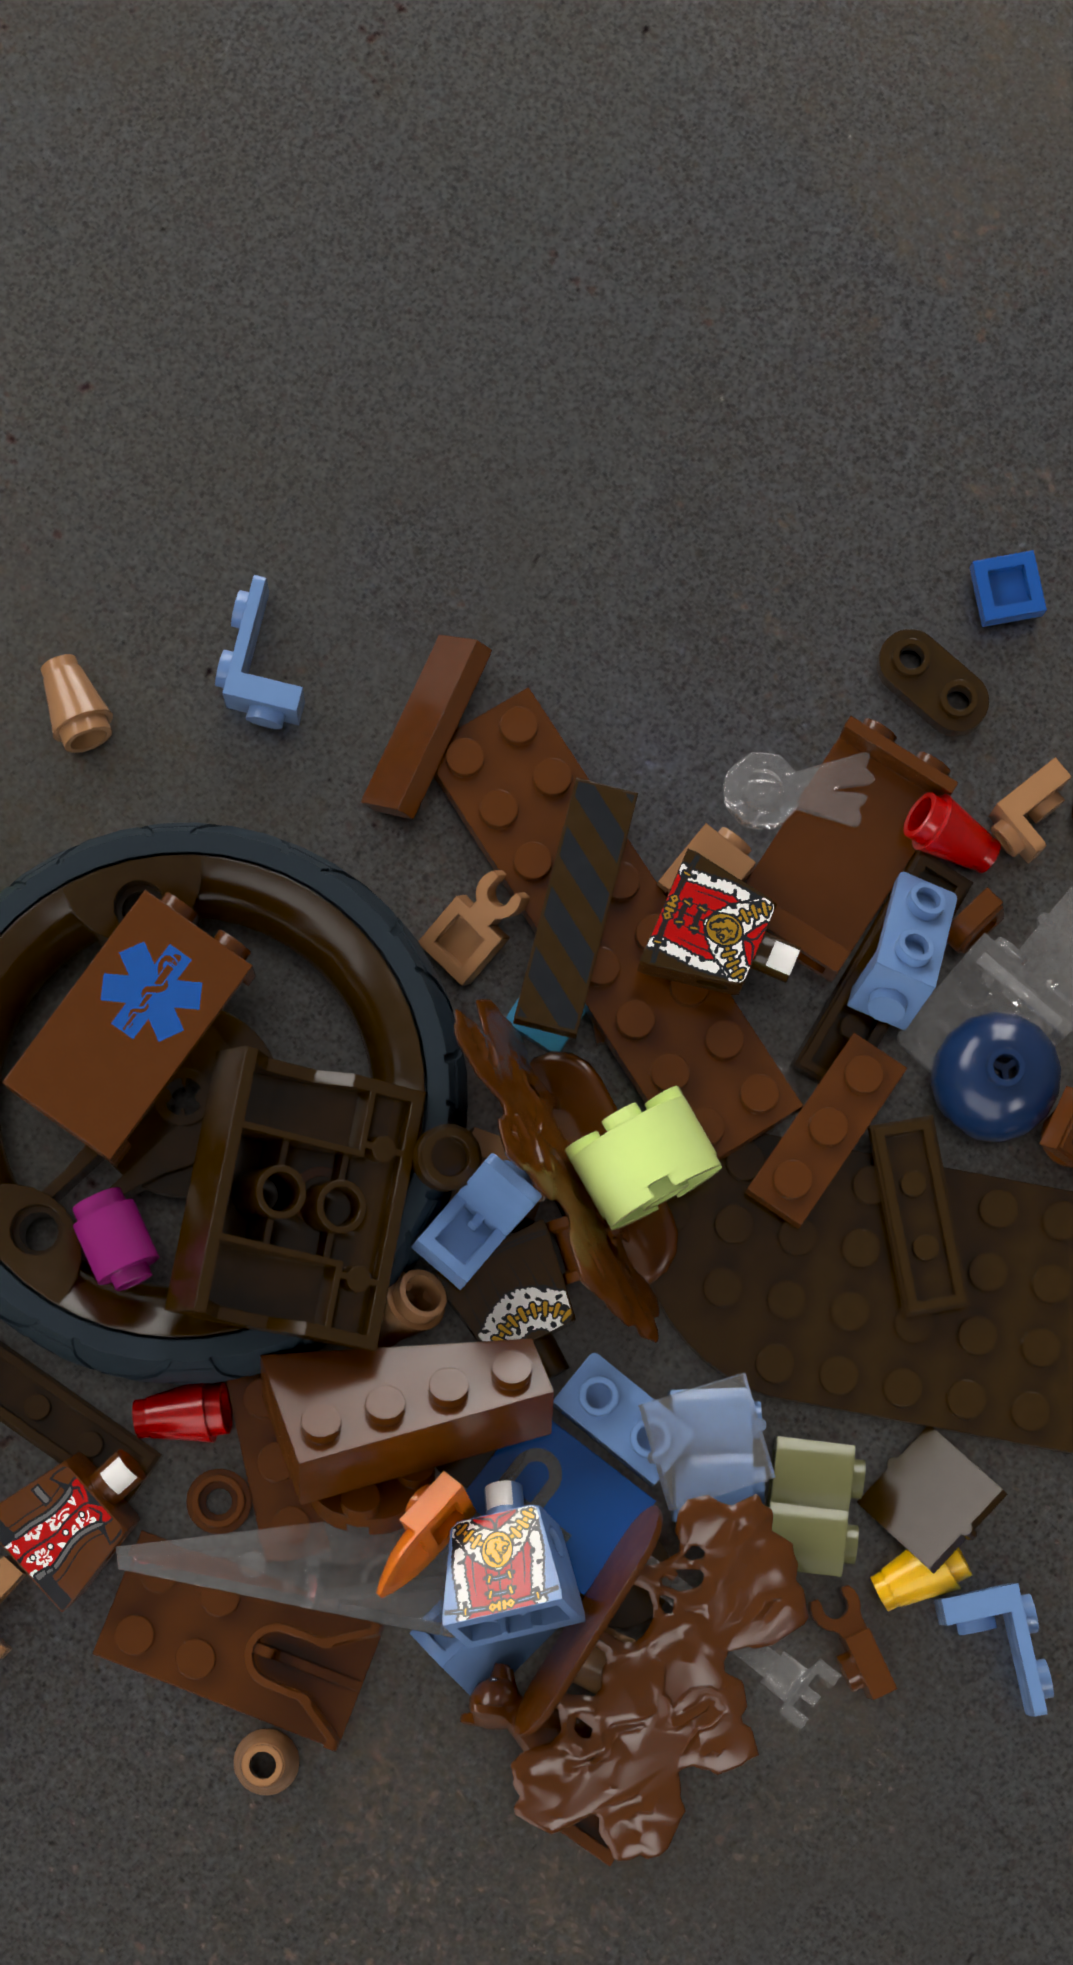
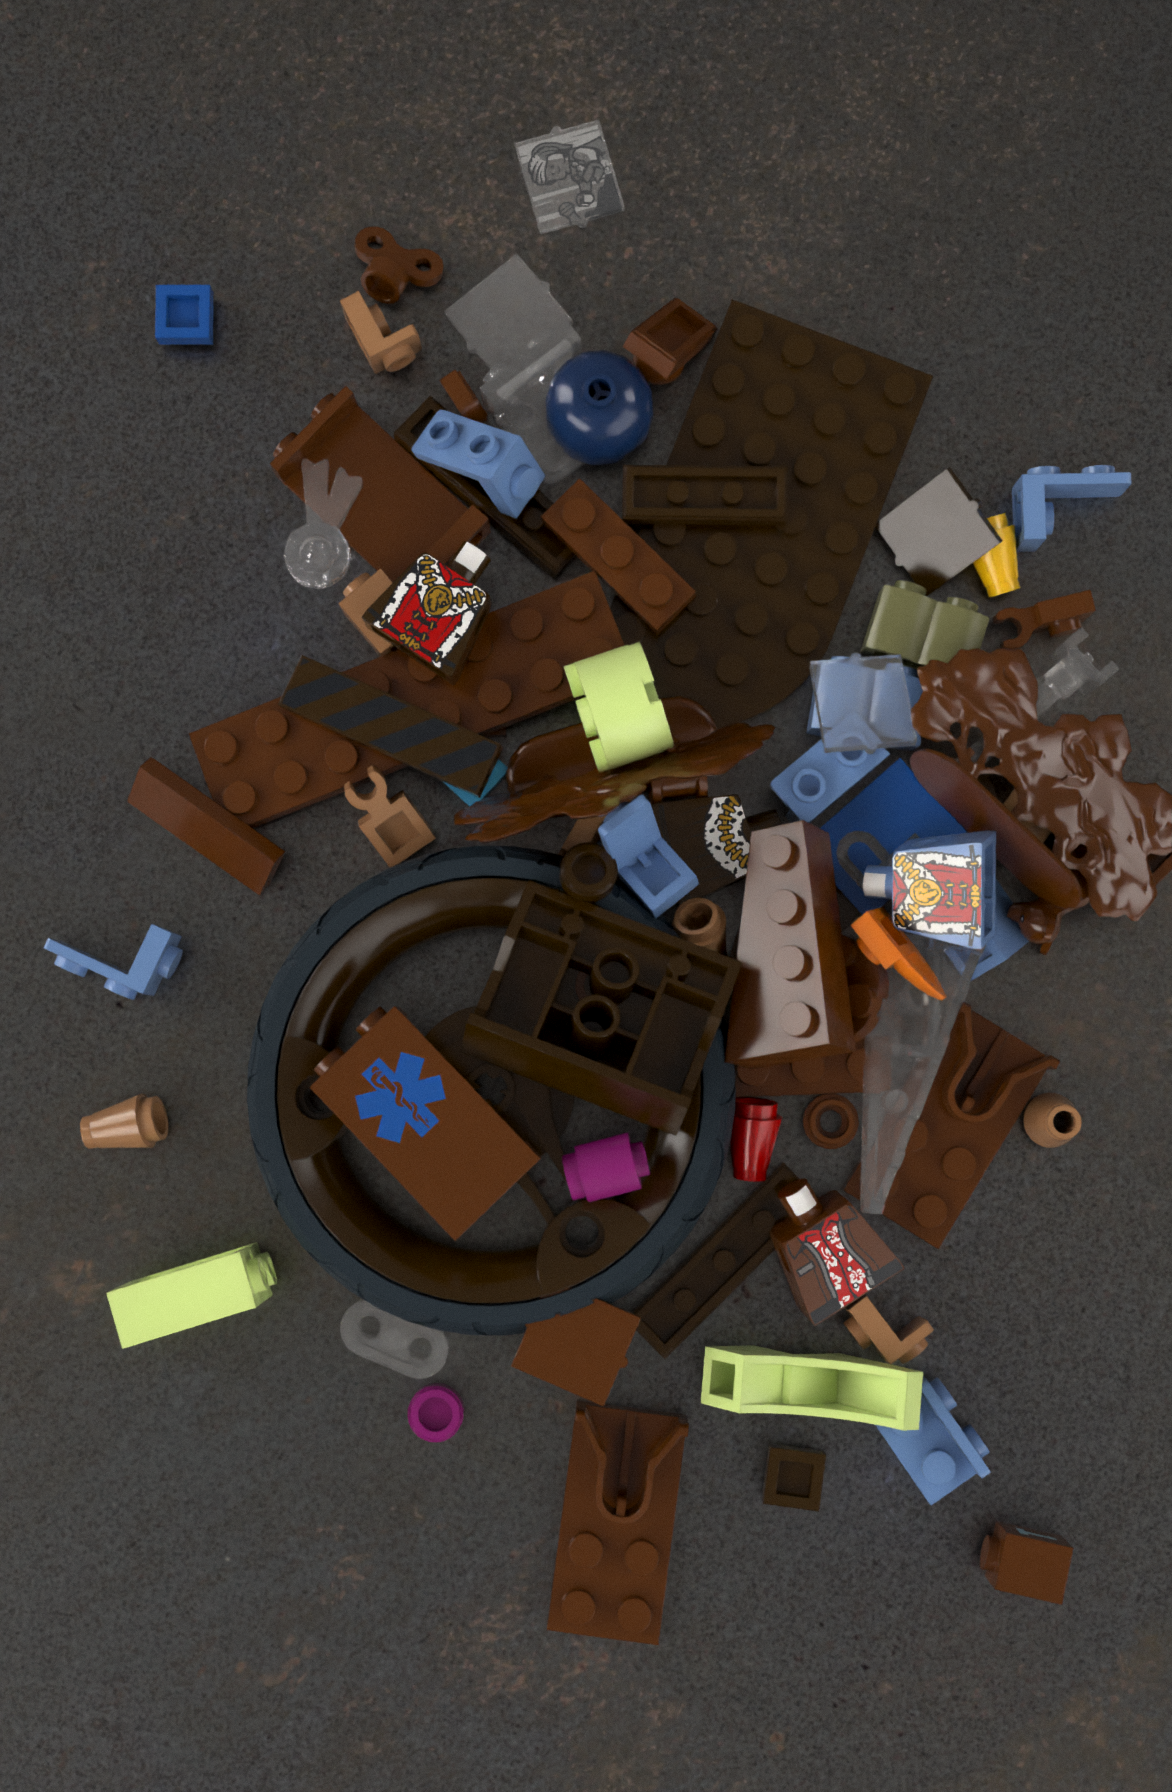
camera: 70 degrees left, 5 degrees up
(928, 685) = (255, 397): dark brown plate -> none
(951, 833) = (384, 405): red cone -> none

